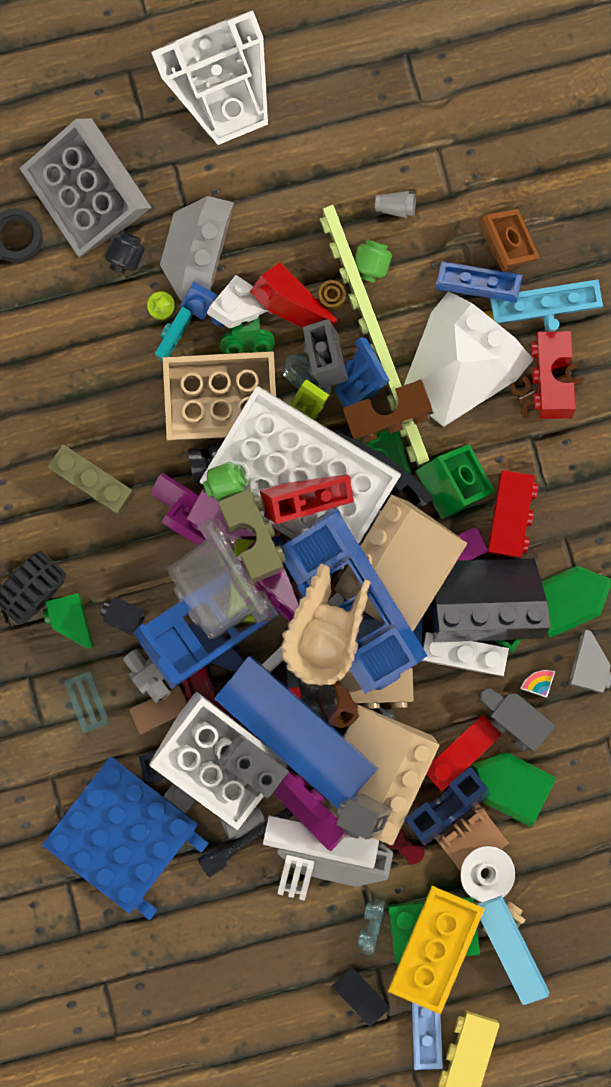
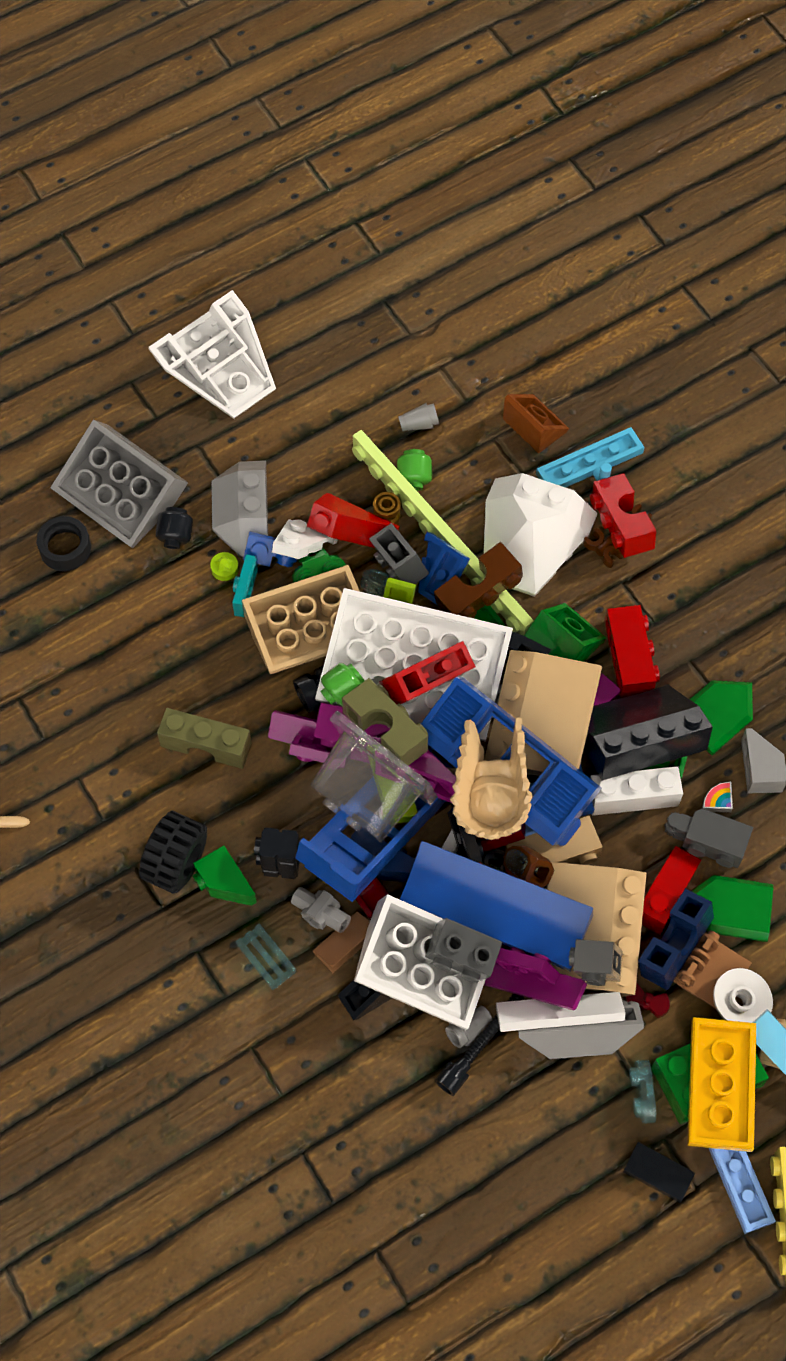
camera: 15 degrees left, 20 degrees down
(122, 836) = (347, 1083): blue plate -> none
(179, 798) = (396, 1019): dark grey plate -> none
(293, 888) = (546, 1081): white tile -> none
(479, 282) = (521, 459): blue tile -> none

